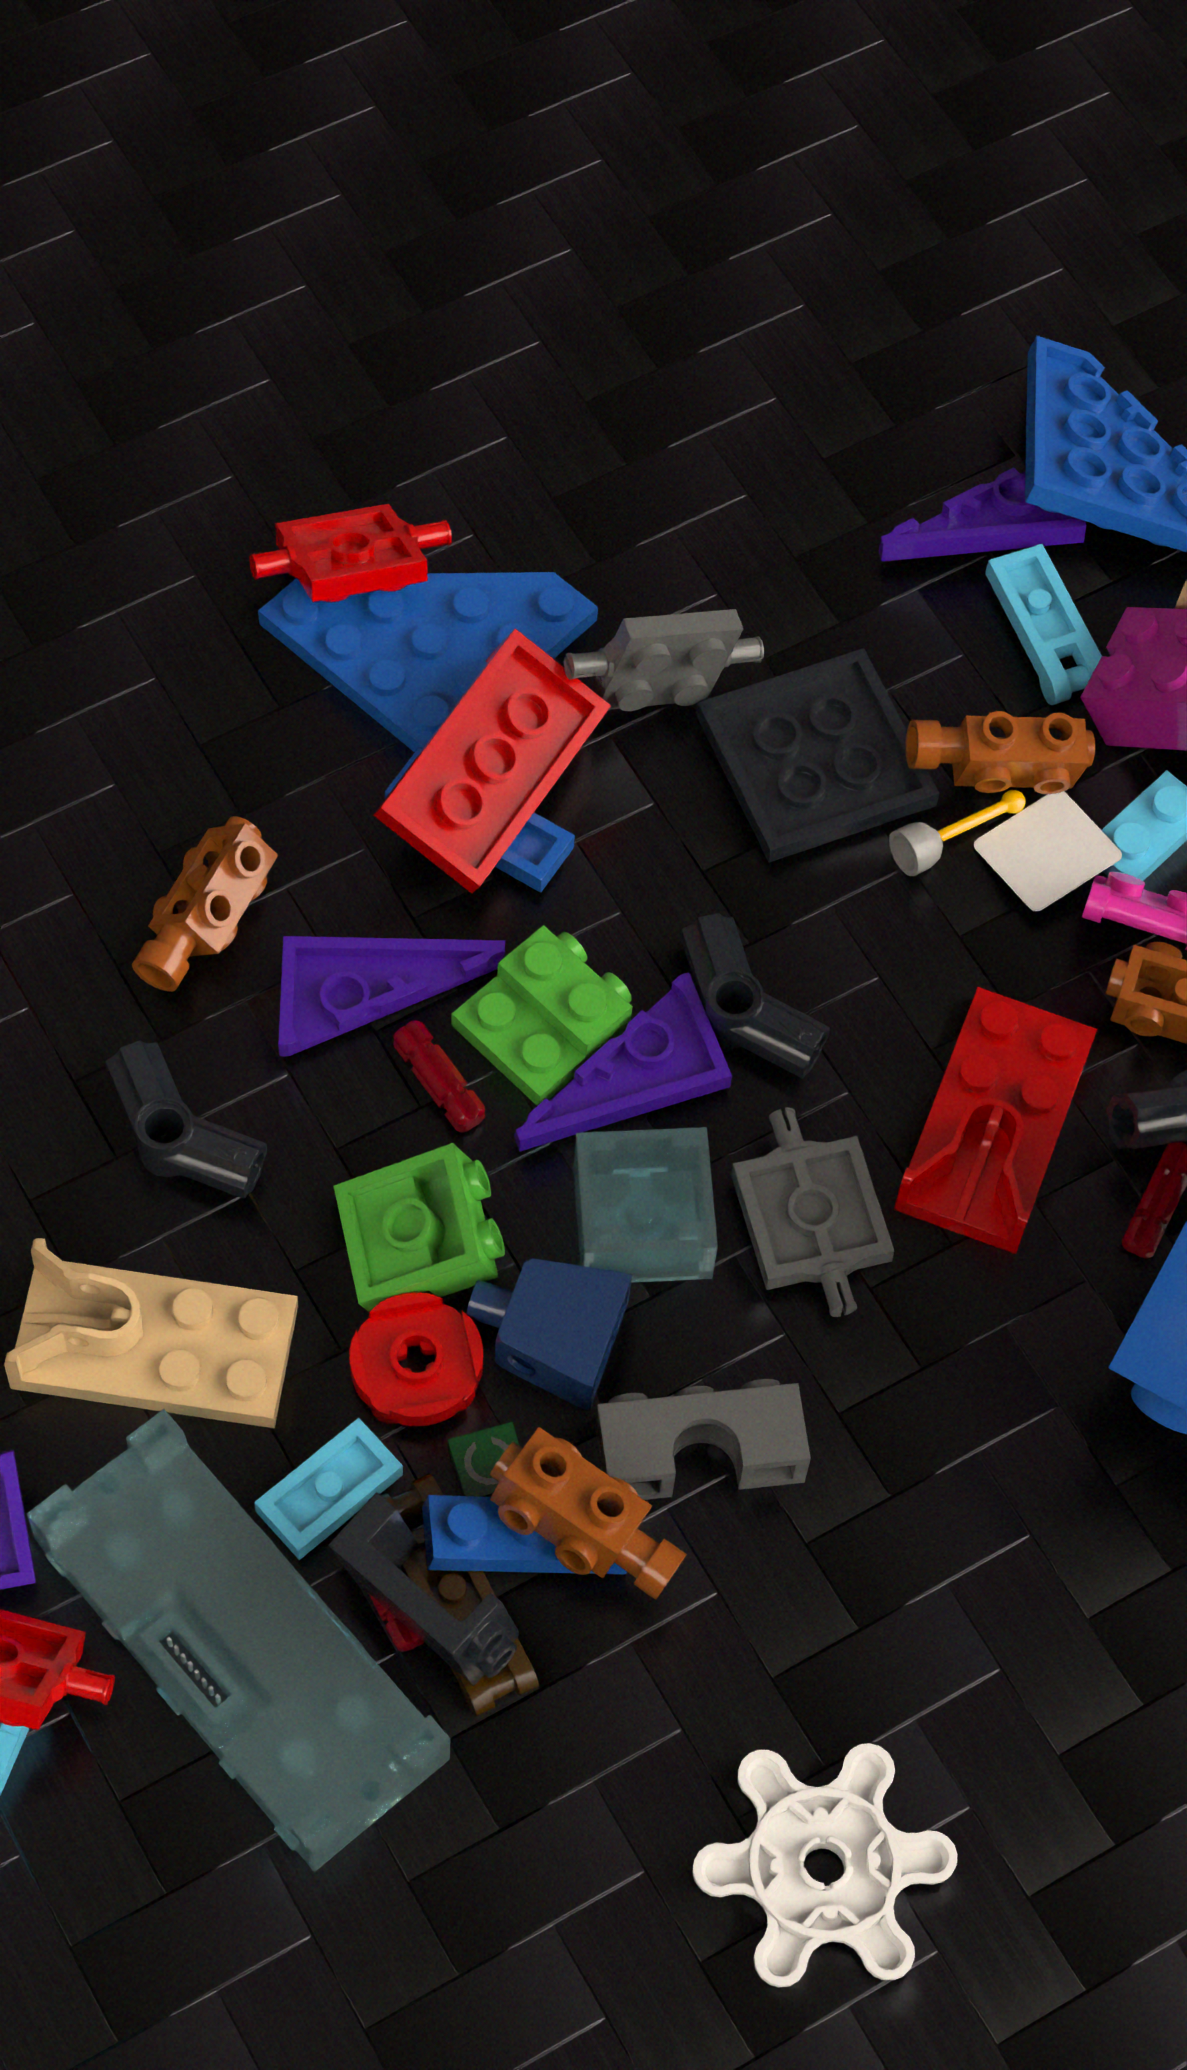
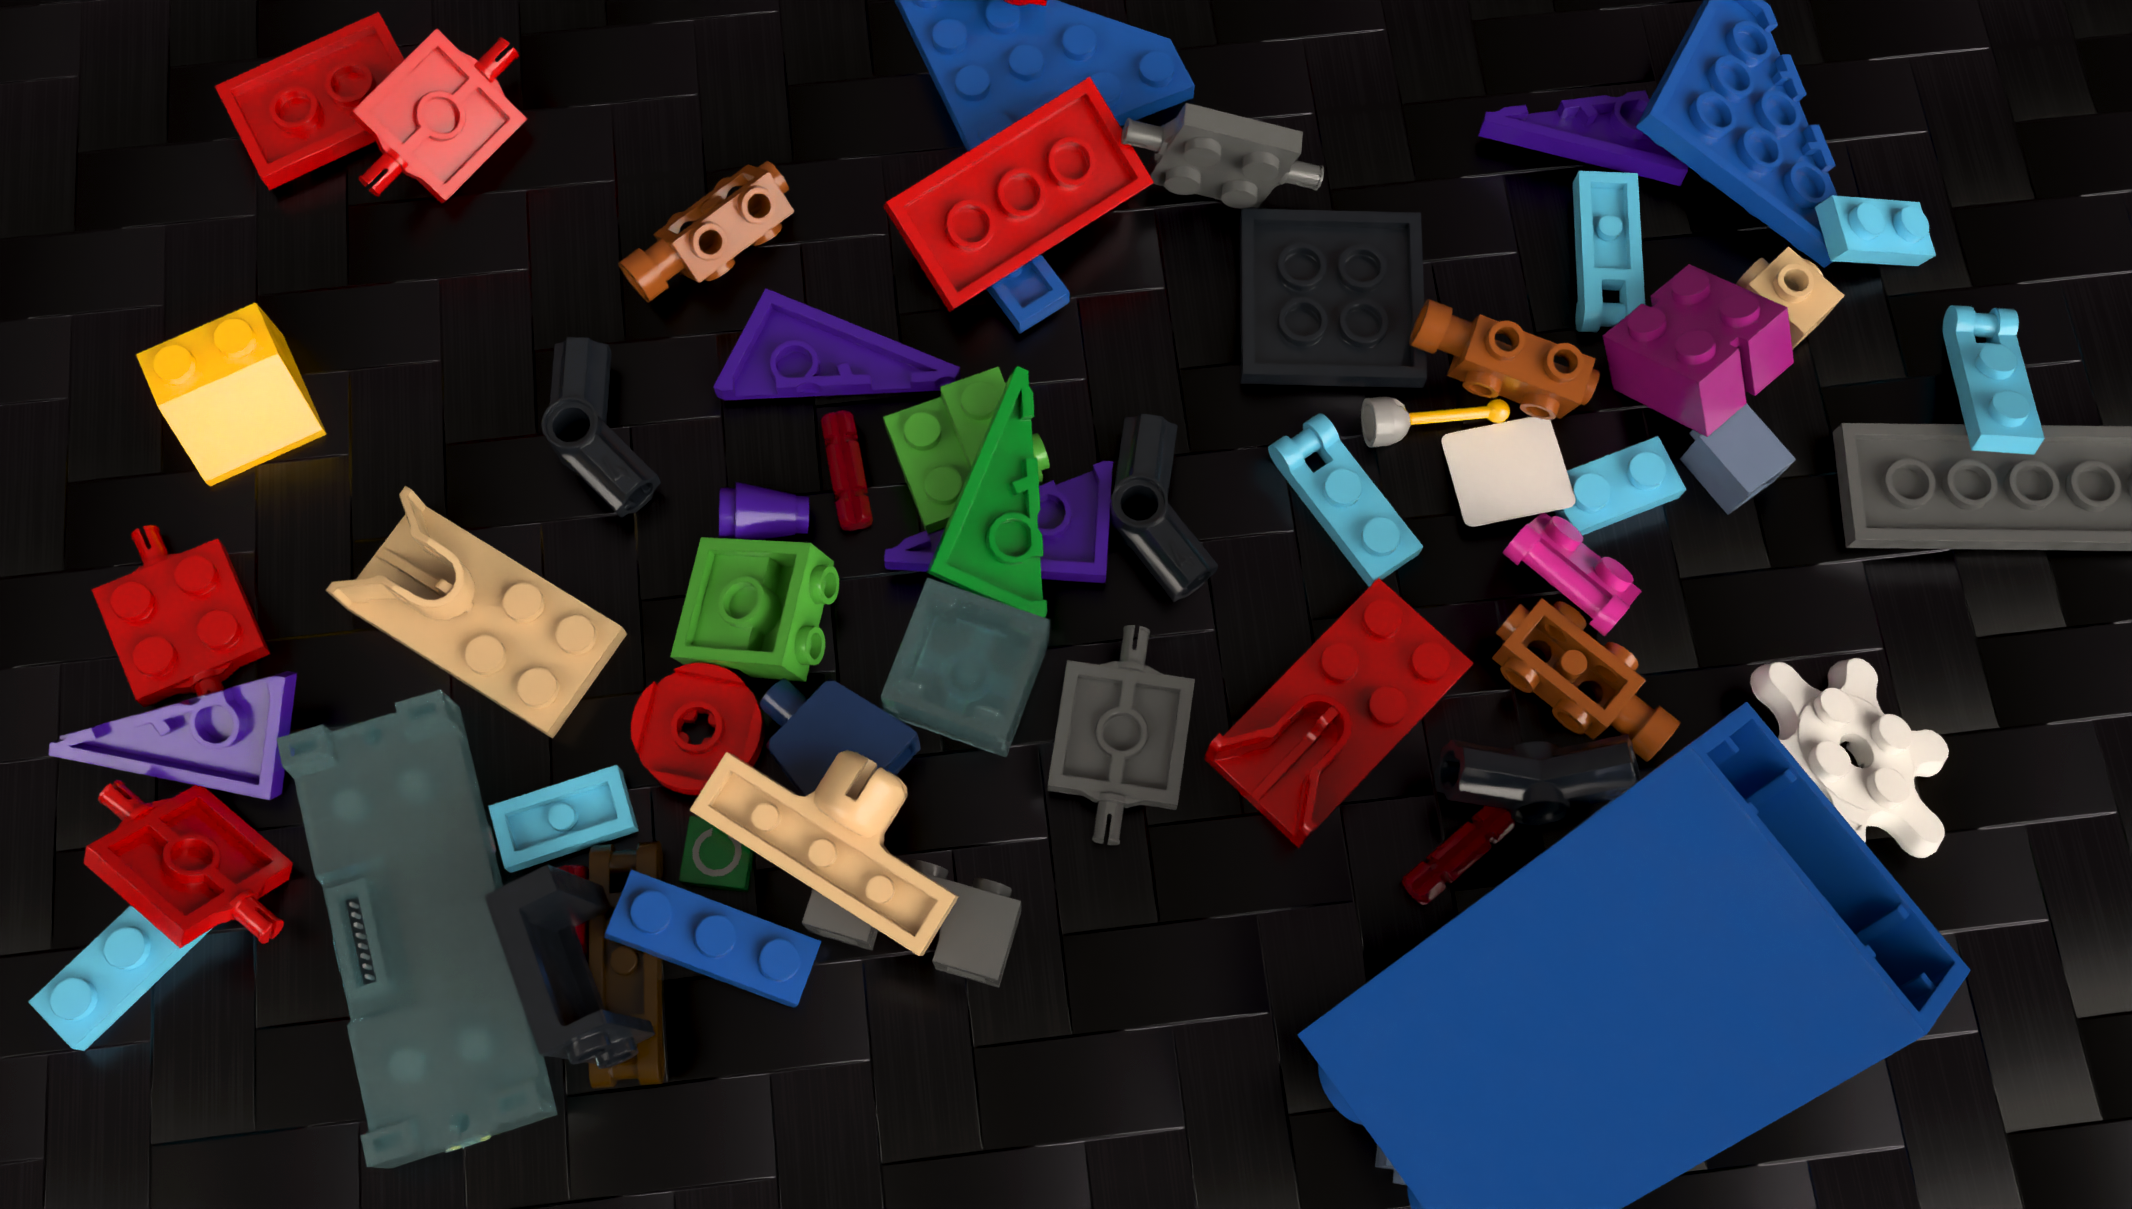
camera: 25 degrees right, 10 degrees up
(377, 1143) = (761, 513): none -> dark purple cone
(581, 1512) = (744, 936): dark orange brick -> none
(607, 1391) = (832, 841): none -> tan plate
(613, 1068) = (993, 529): none -> green wing
(913, 931) = (1345, 501): none -> medium azure plate

